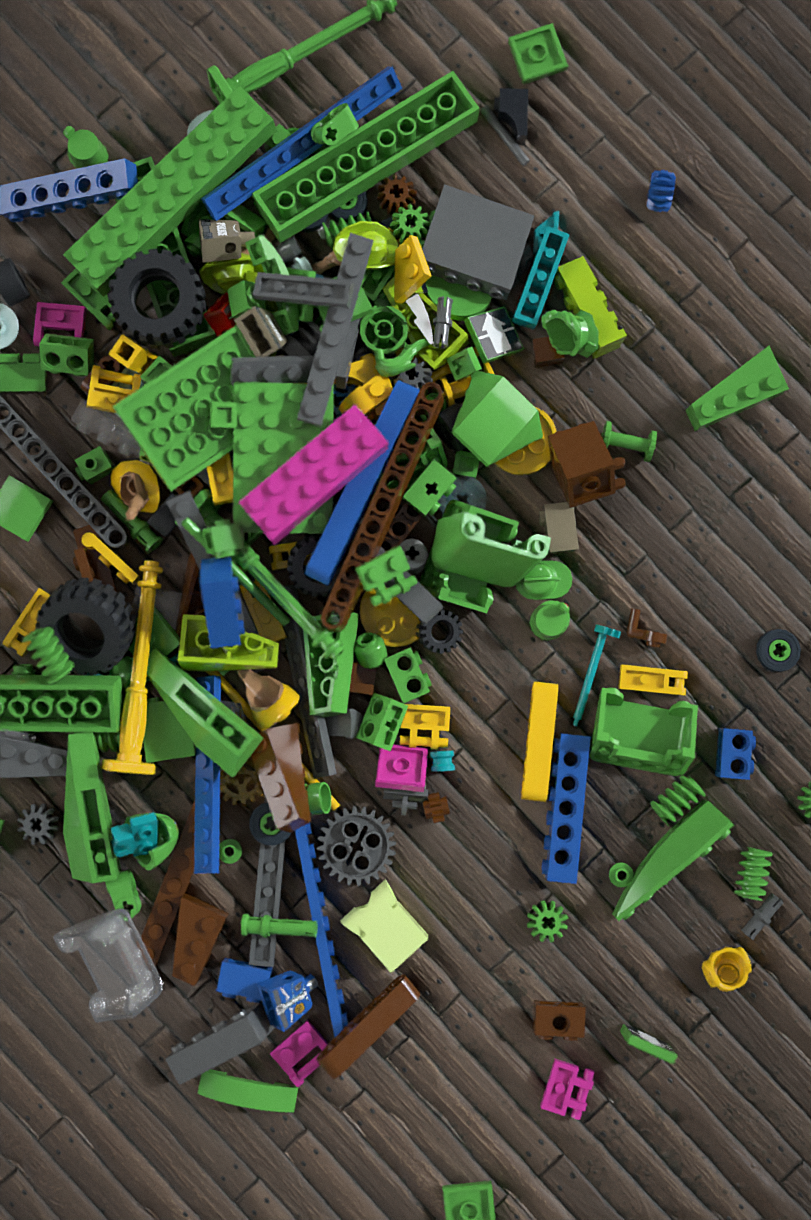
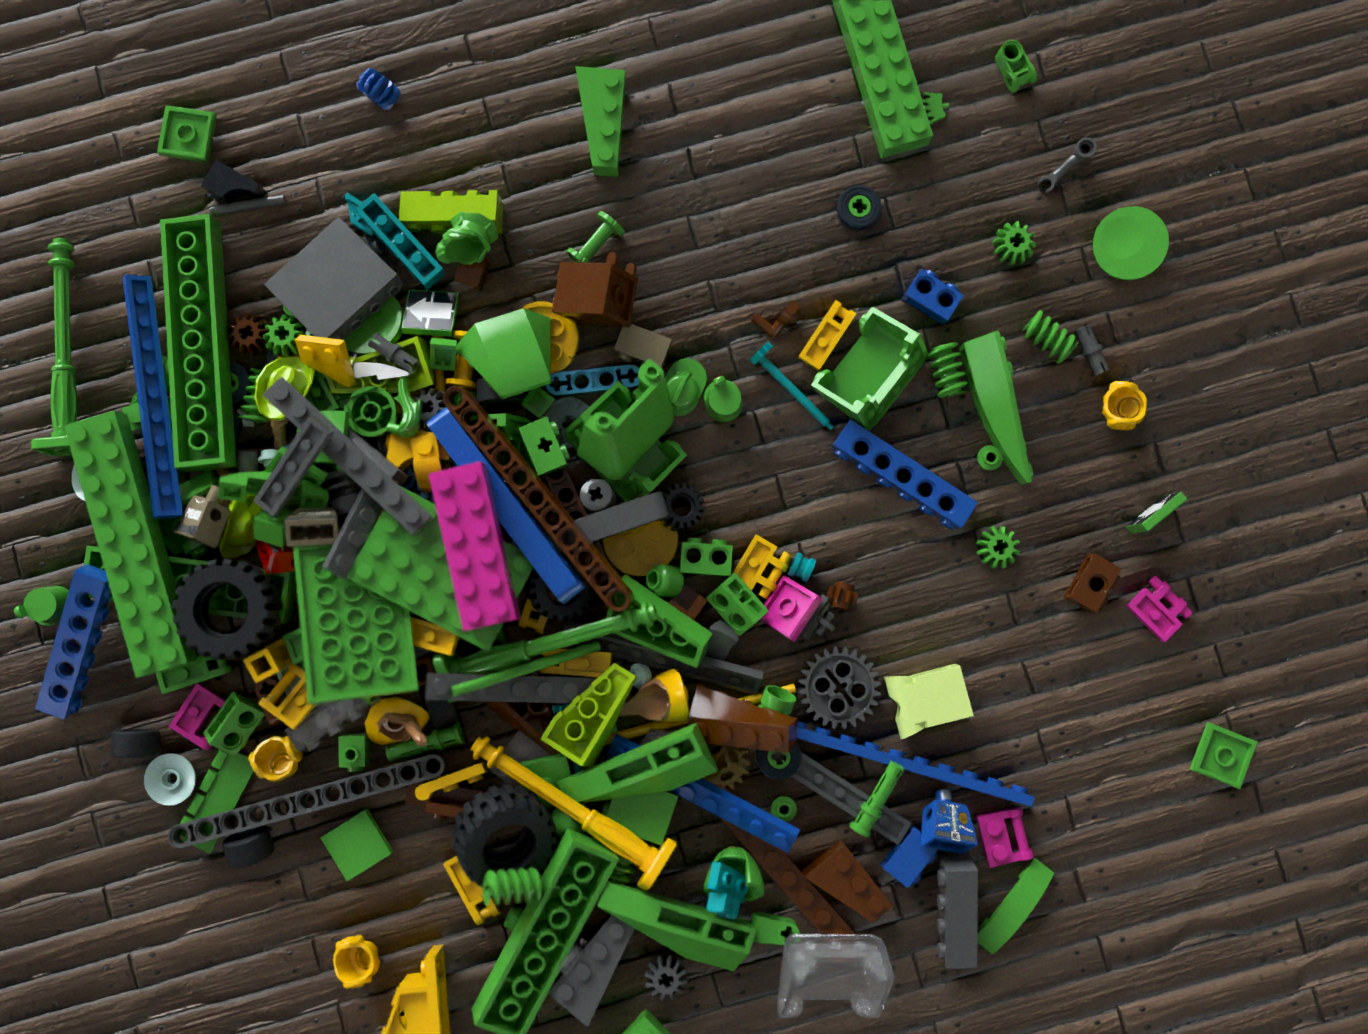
camera: 60 degrees left, 0 degrees up
(54, 403) = (275, 759): none -> yellow hair
(220, 602) = (548, 697): blue wedge -> none
(223, 415) = (372, 603): bright green plate -> none
(223, 539) = (490, 663): bright green brick -> none
(282, 671) = (643, 674): none -> light aqua plate
(334, 126) = (152, 357): bright green piece -> none
(367, 1026) = (1011, 763): reddish brown beam -> none
(383, 568) = (596, 528): bright green plate -> none
(512, 500) = (594, 380): none -> dark azure beam
(539, 741) = (830, 468): yellow beam -> none

